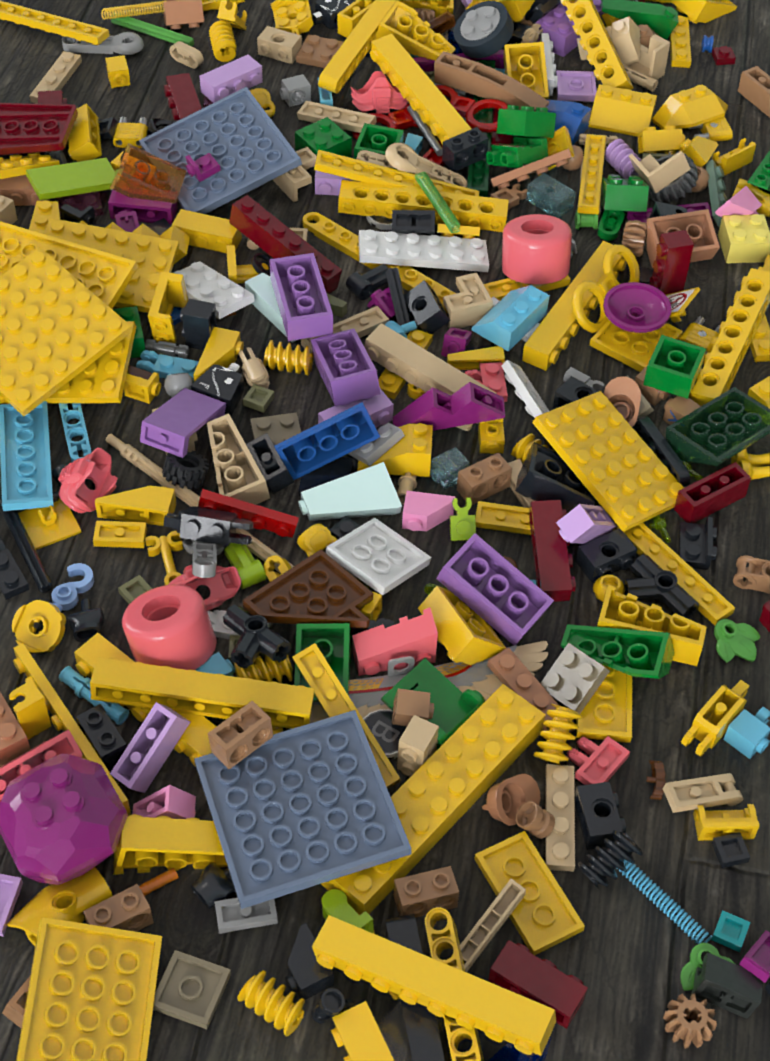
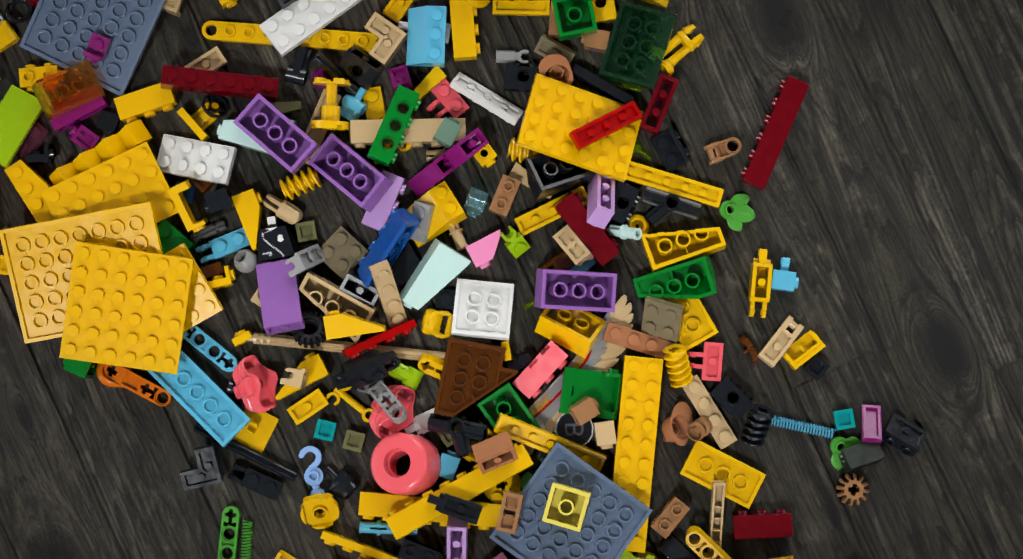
camera: 30 degrees left, 35 degrees up
(109, 436) = (241, 337): none -> yellow plate
(117, 564) = (325, 430): none -> teal plate
(132, 480) = (298, 377): none -> tan hinge
(185, 691) = (456, 507): none -> black hinge
(222, 470) = (345, 325): none -> yellow slope
(236, 404) = (305, 259): none -> light grey hinge
(275, 669) = (494, 452): none -> nougat brick
(293, 469) = (388, 293): none -> tan plate
(310, 768) = (566, 506): none -> light yellow brick
(363, 314) = (330, 111): none -> yellow piece
(419, 346) = (405, 97): none -> green brick
(464, 376) = (447, 132): none -> sand green brick
(524, 554) = (573, 246): none -> tan hinge
(592, 576) = (624, 232): none -> light aqua axle
(641, 465) = (605, 125): none -> red plate

